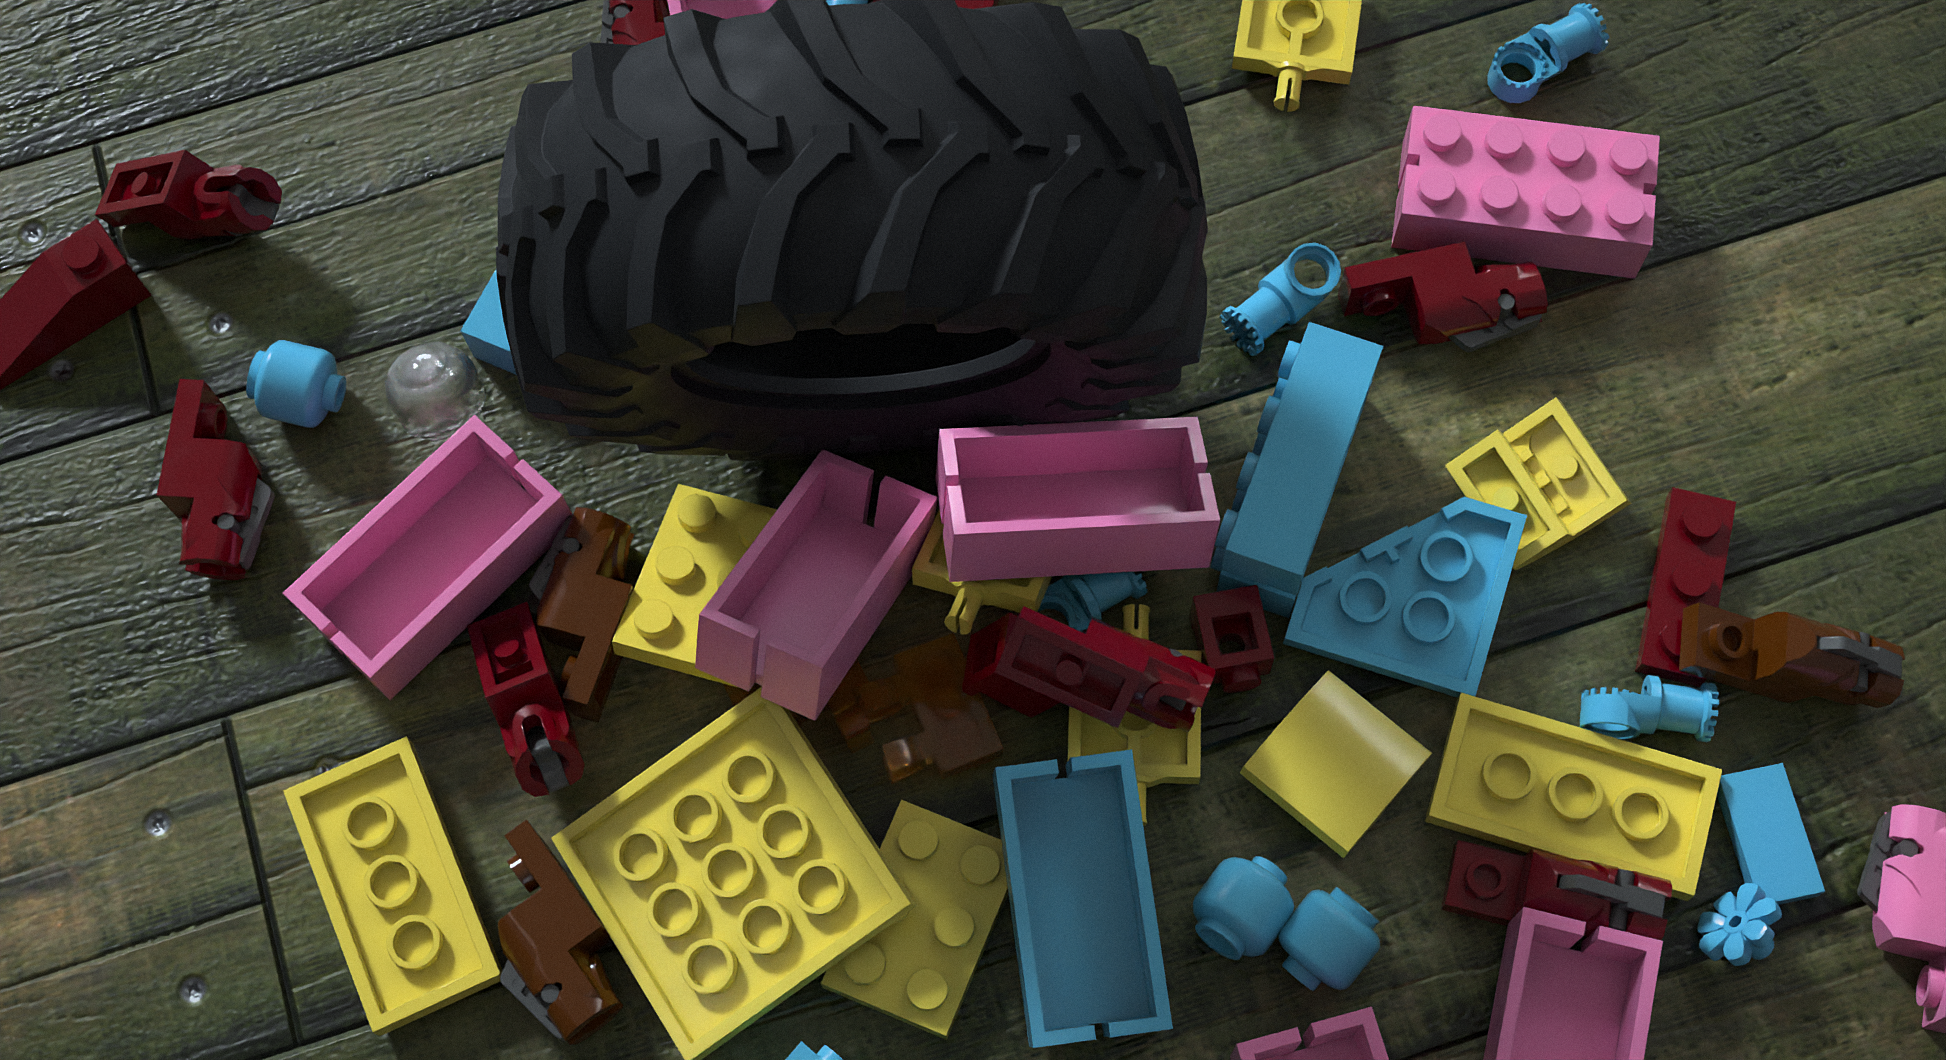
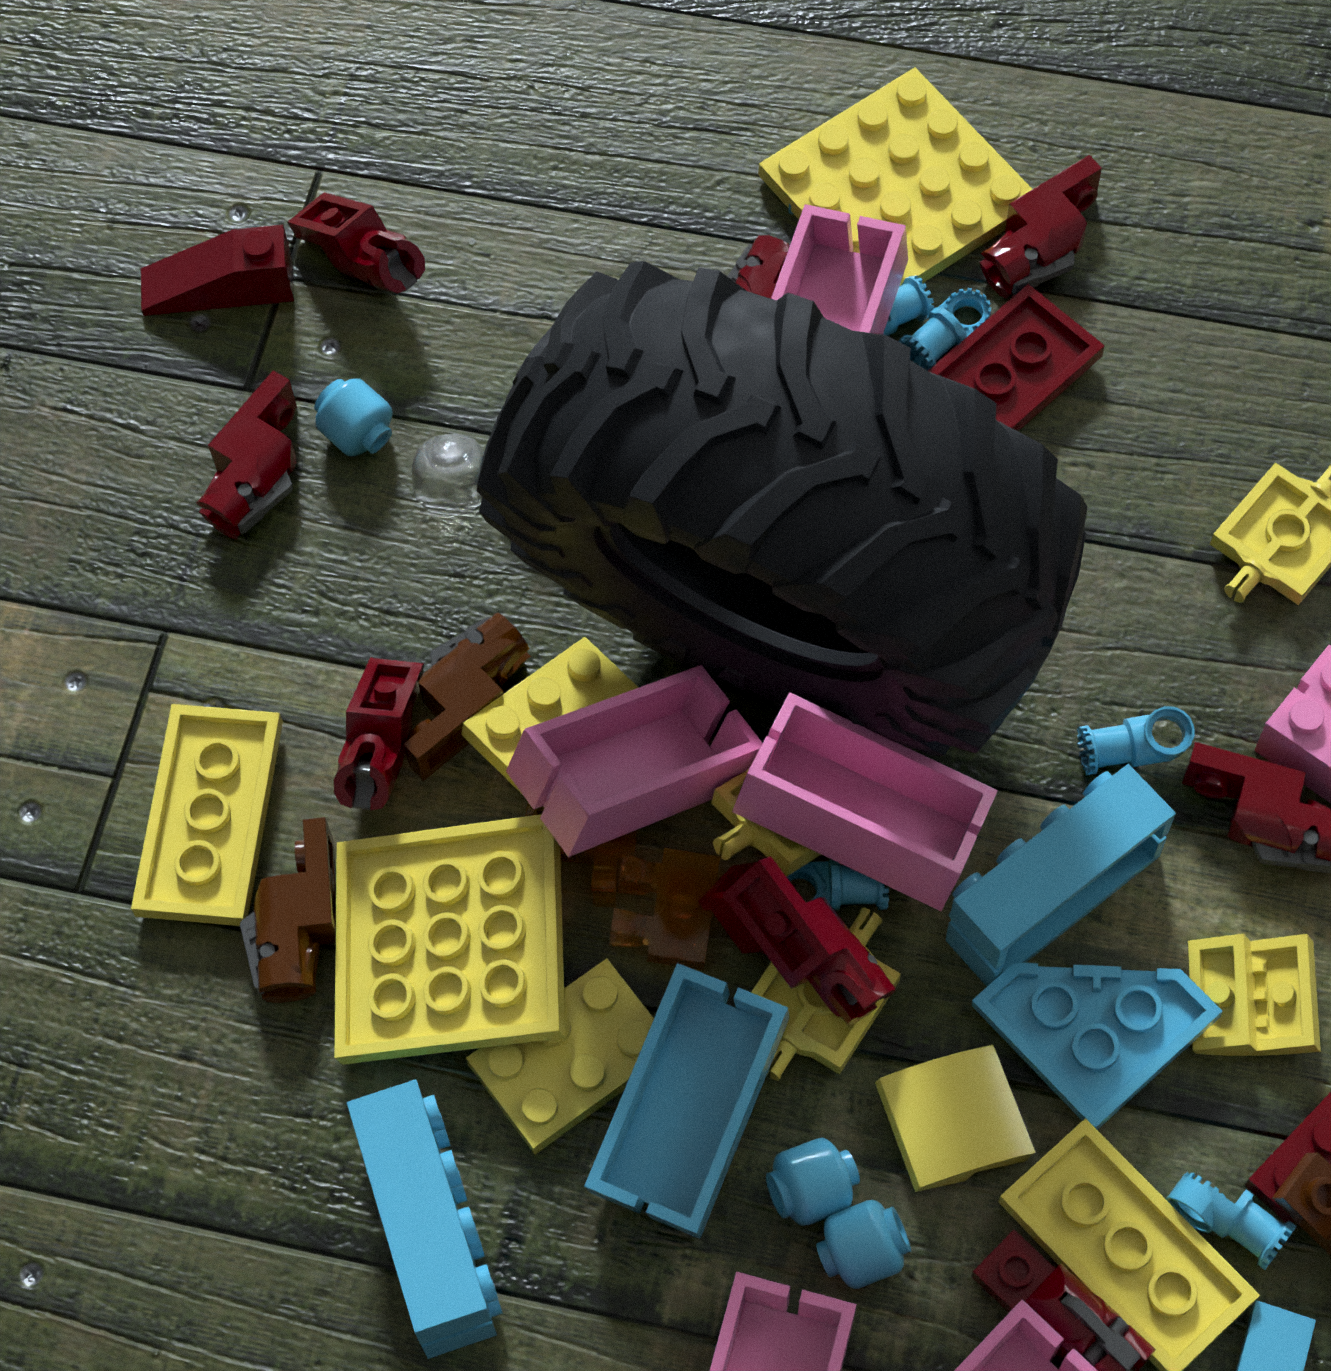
camera: 30 degrees right, 5 degrees down
(430, 557) = (372, 592): bright pink piece -> none
(1234, 617) = (935, 960): dark red brick -> none

